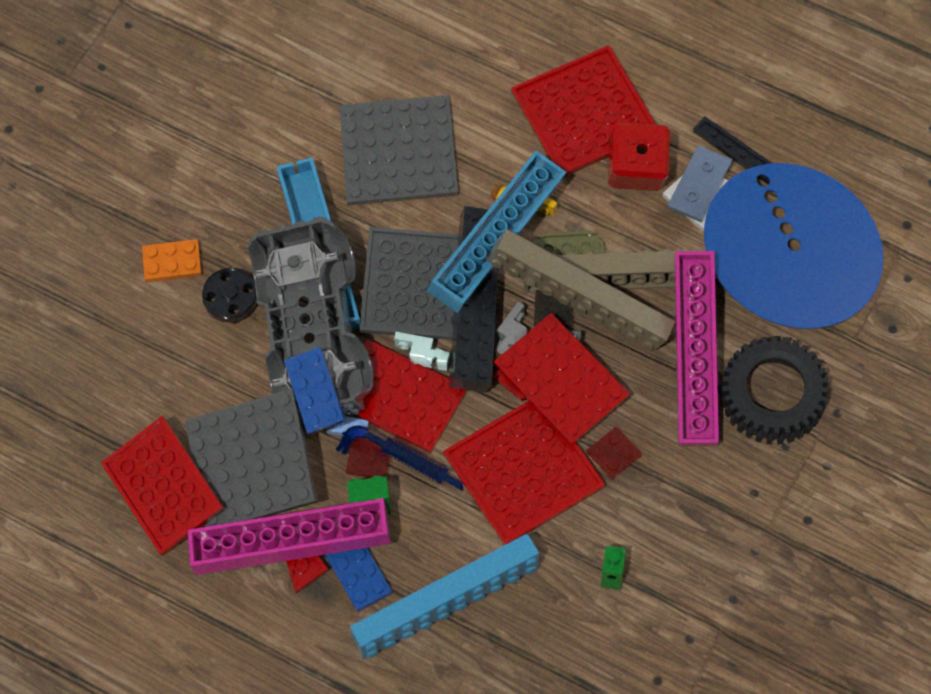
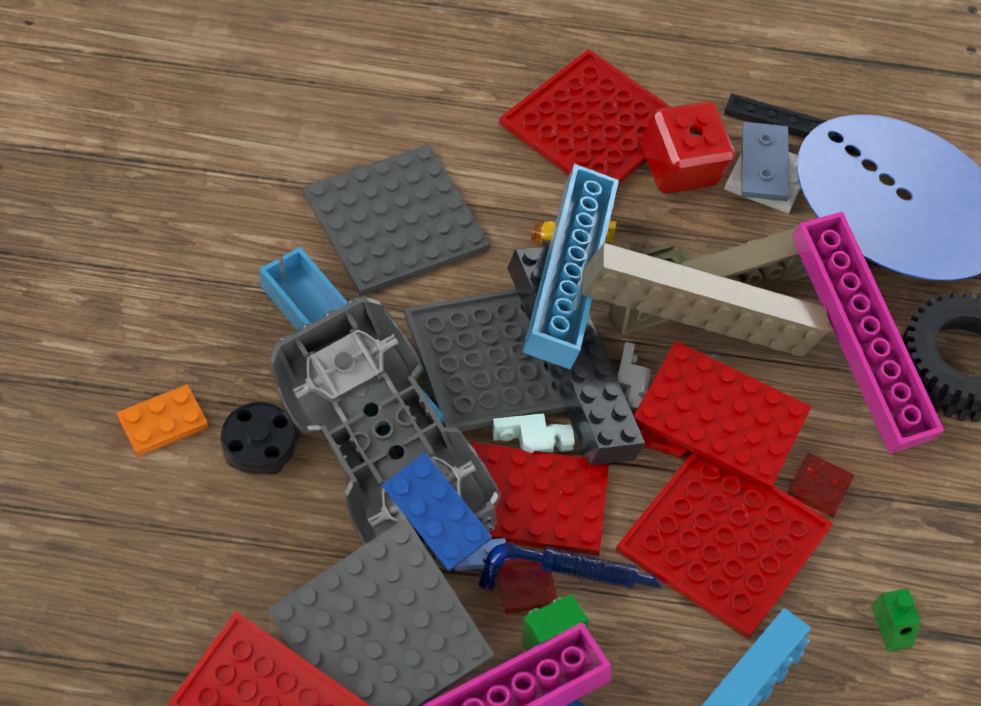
camera: 30 degrees left, 10 degrees down
(548, 304) = (658, 338): clear smoke plate -> none

